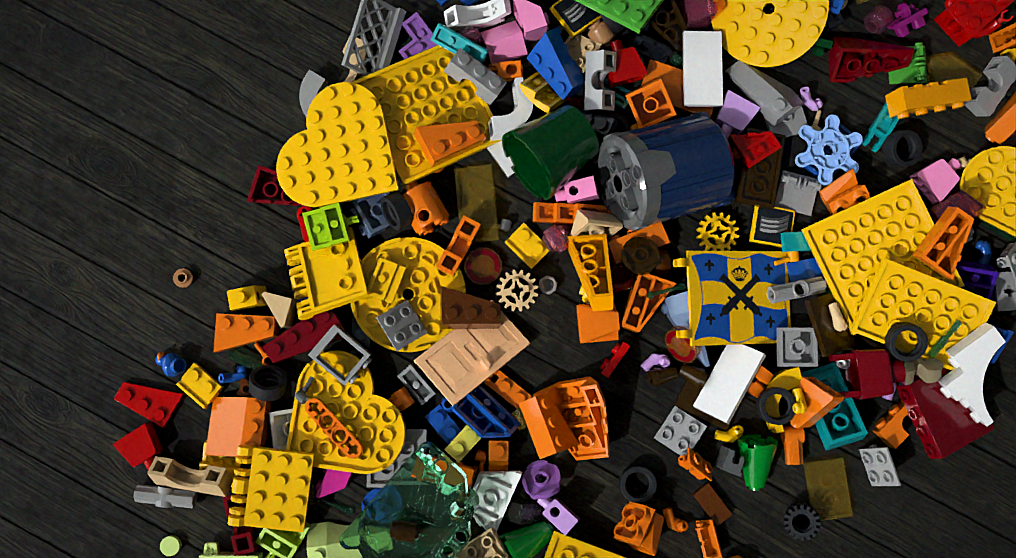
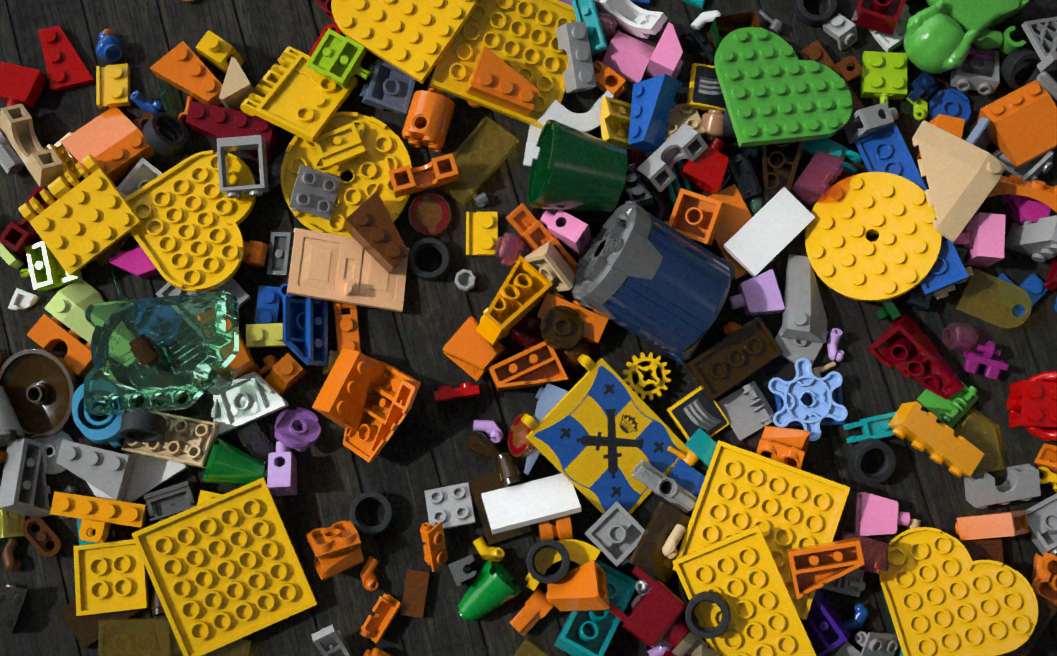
camera: 40 degrees right, 5 degrees down
(301, 395) = (180, 168): dark grey hand -> none
(332, 430) = (177, 218): orange beam -> none
(396, 210) = (404, 99): black tyre -> none
(508, 292) = (439, 248): tan gear -> none
(681, 286) = (537, 366): clear green hinge -> none
(755, 146) = (746, 334): red wing -> none
(800, 405) = (567, 579): yellow arm -> none
(943, 340) = (742, 646): clear green piece -> none

